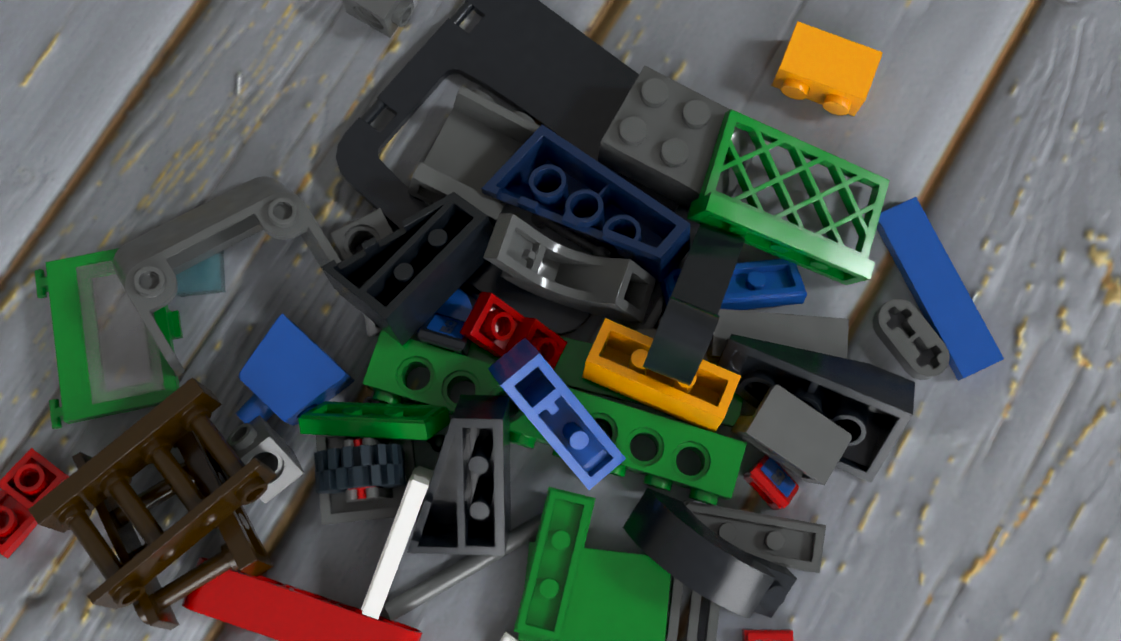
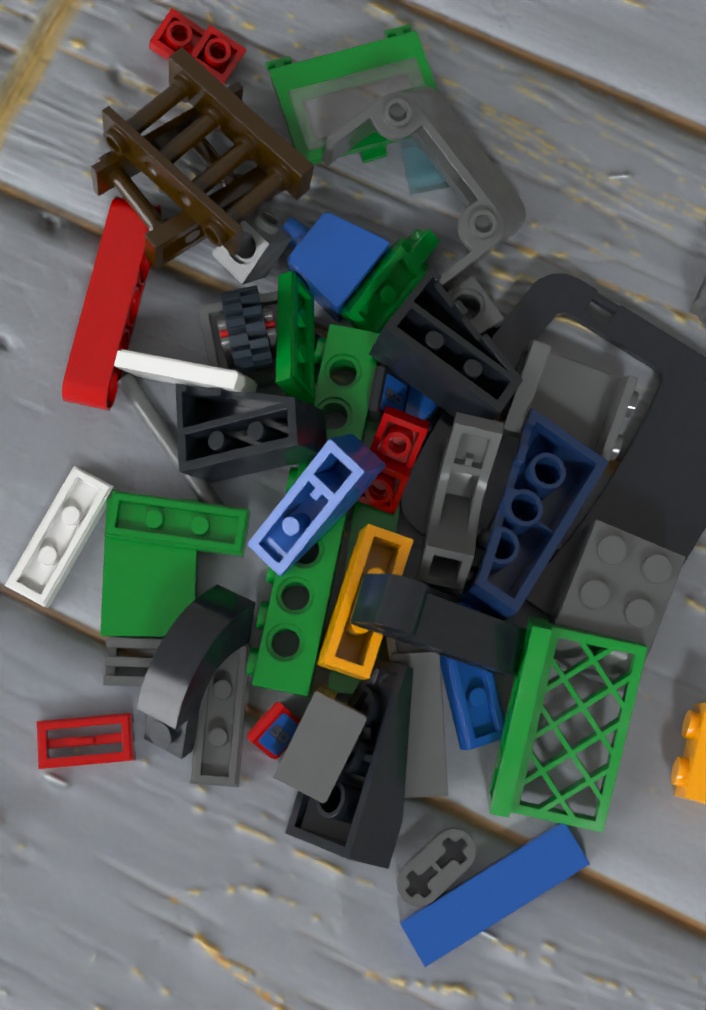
camera: 85 degrees right, 0 degrees up
(323, 319) = (390, 282): none -> green hinge

